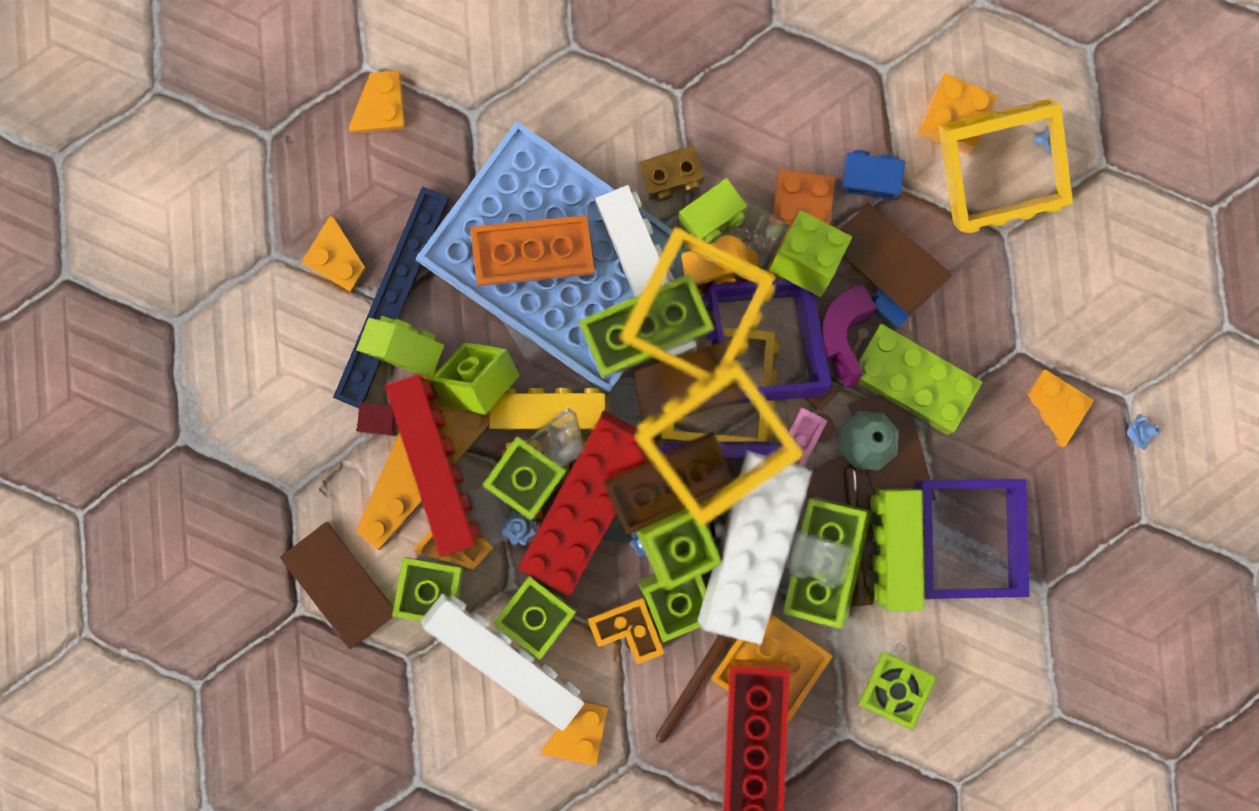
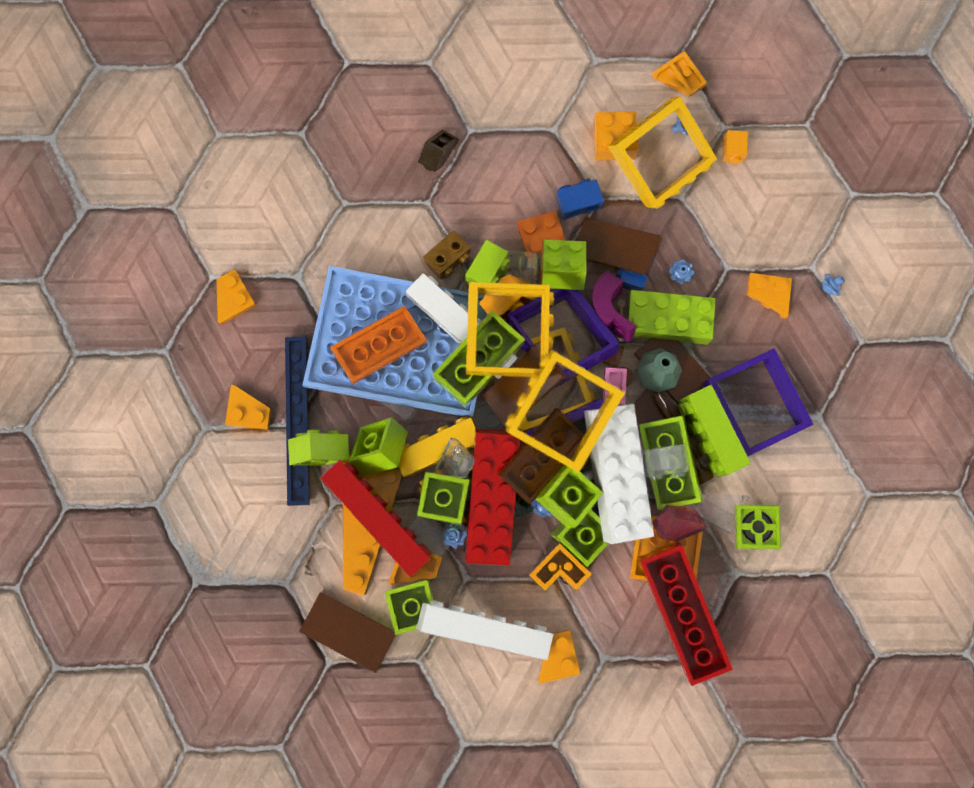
camera: 25 degrees left, 5 degrees down
(376, 419) = (325, 506): dark red brick -> none
(535, 617) = (492, 591): lime brick -> none
(692, 687) = (620, 587): reddish brown piece -> none
(721, 31) = (437, 150): none -> dark brown slope
(800, 641) = (678, 523): none -> clear pink slope
(957, 328) = (681, 271): none -> medium blue plant
(1080, 72) = (681, 75): none -> light orange wing
(1104, 197) = (735, 146): none -> light orange brick

